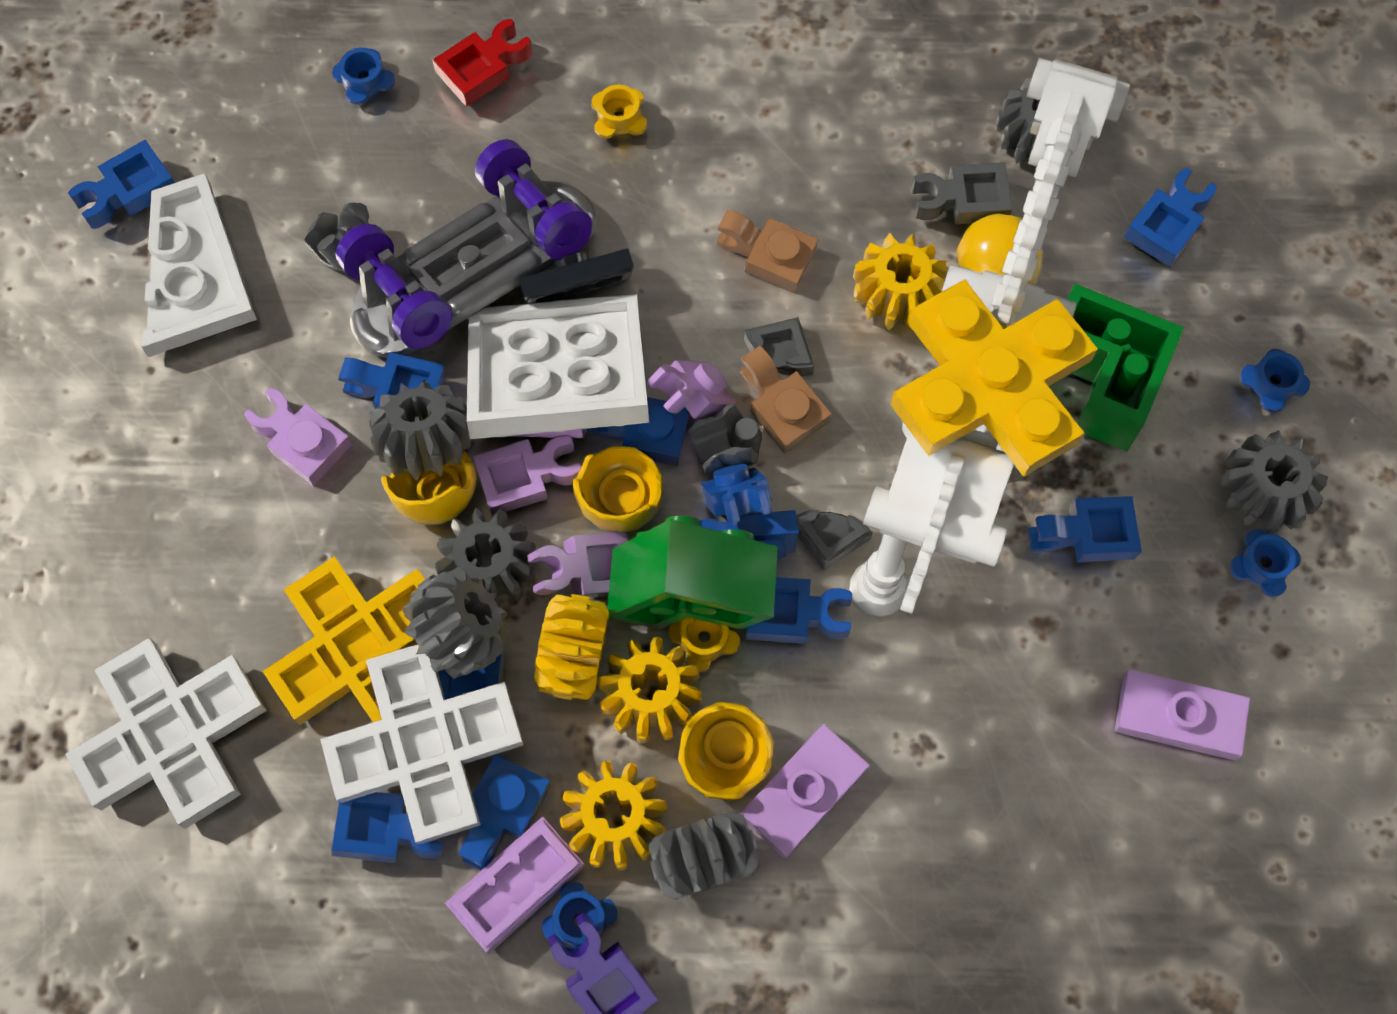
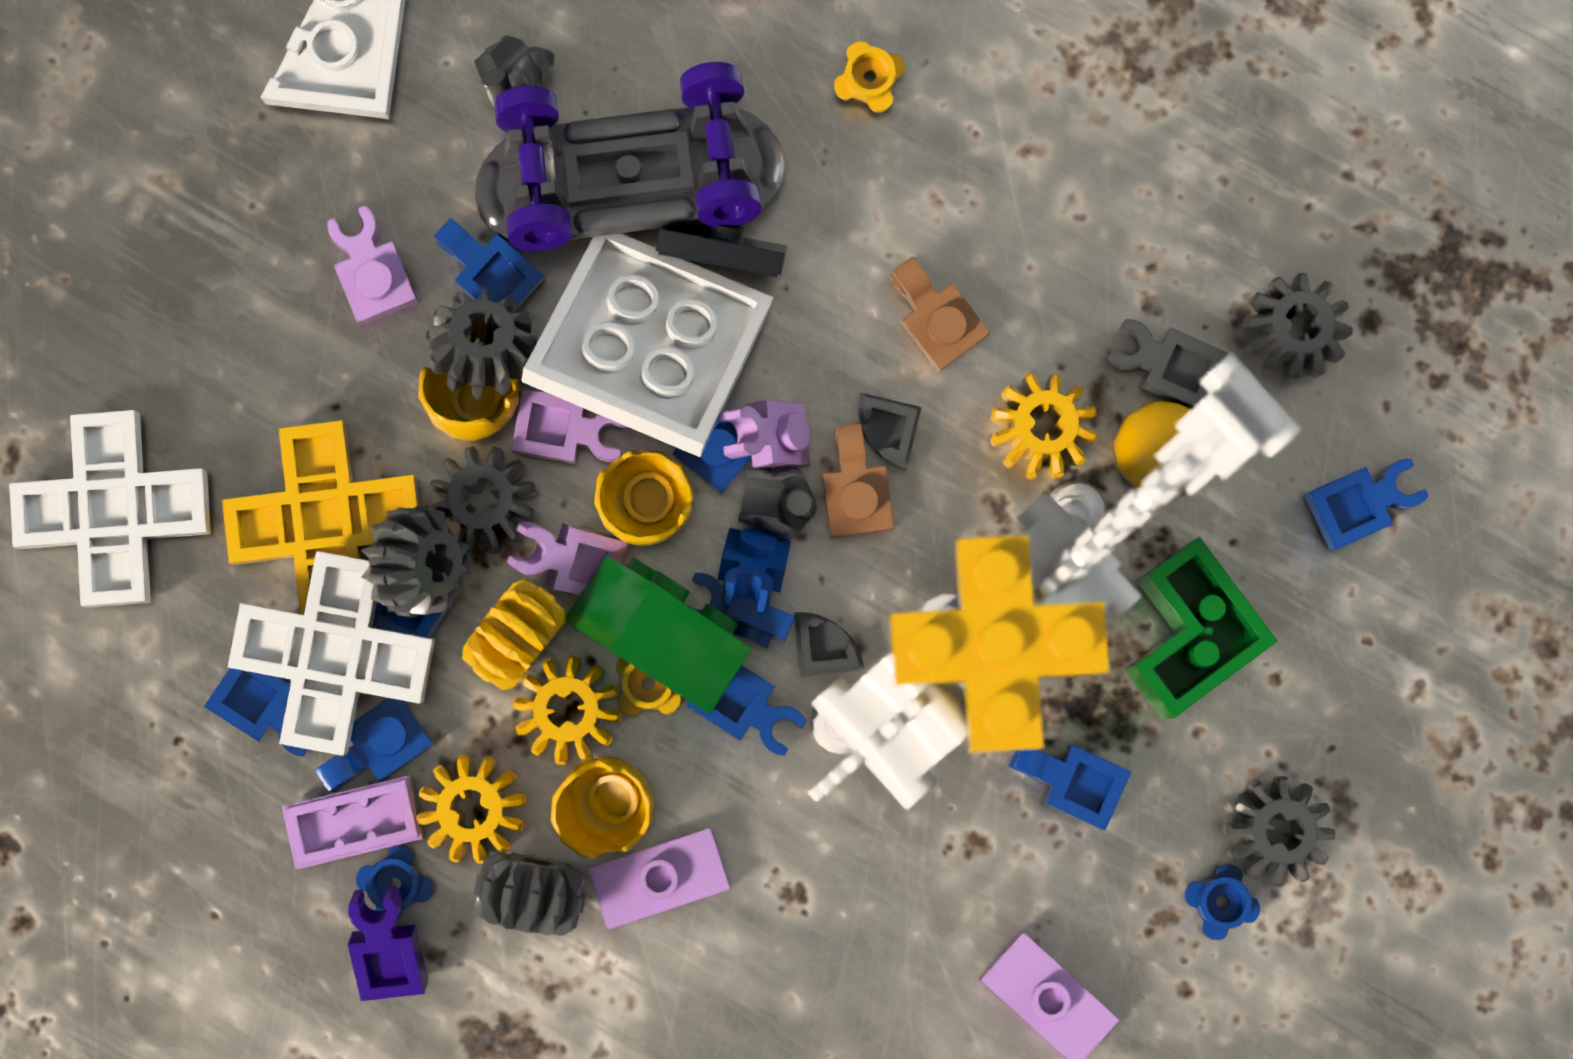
camera: 20 degrees right, 15 degrees up
(1282, 367) = (1368, 715): blue plate -> none

